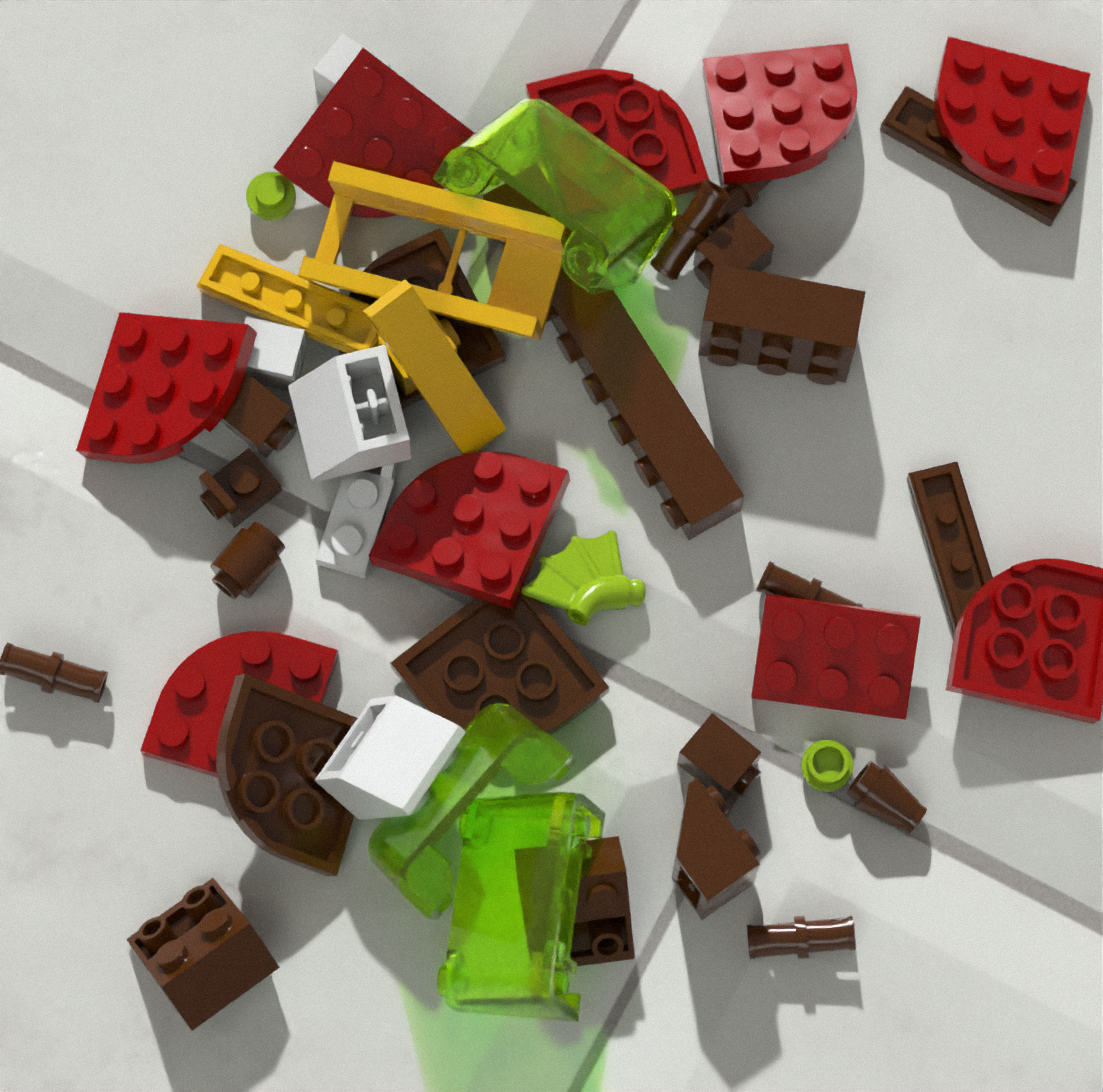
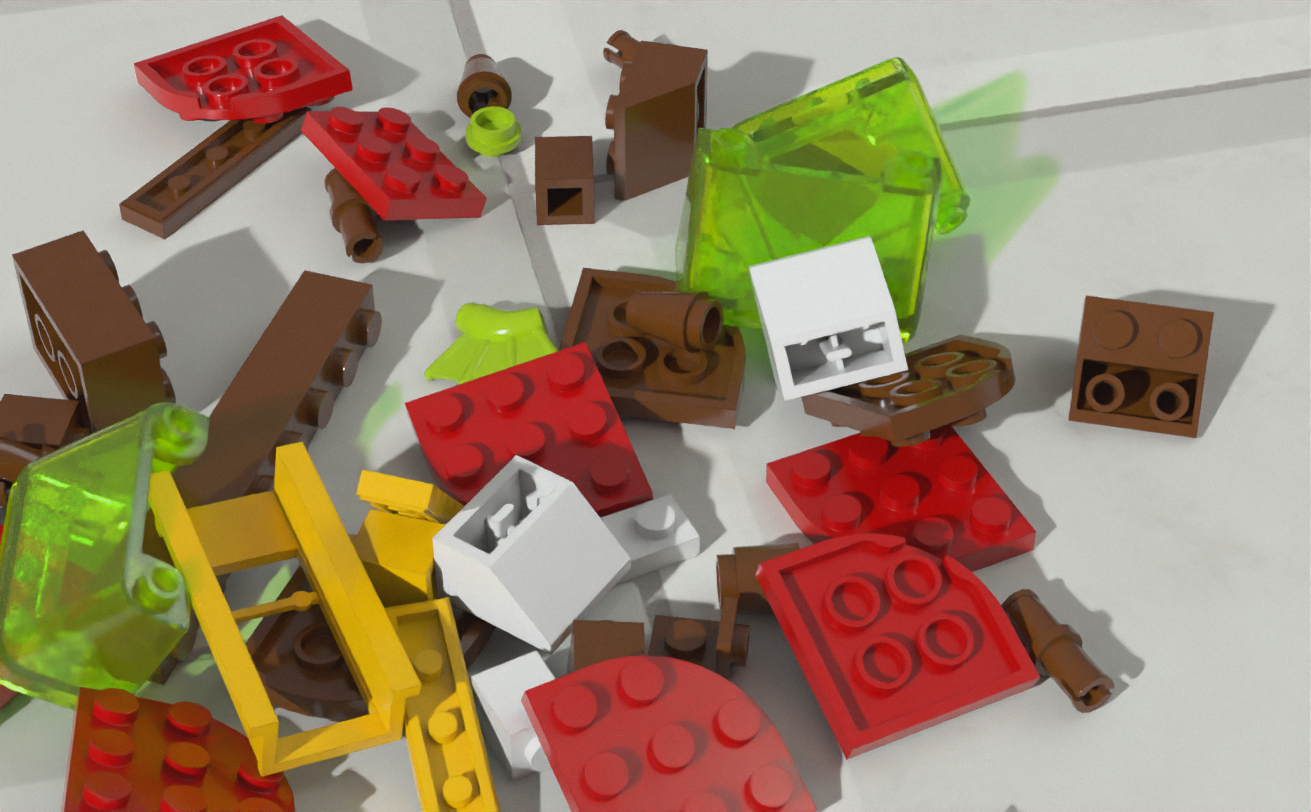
camera: 130 degrees left, 30 degrees down
(133, 579) = (892, 636): none -> red plate
(487, 680) = (678, 318): none -> reddish brown cone

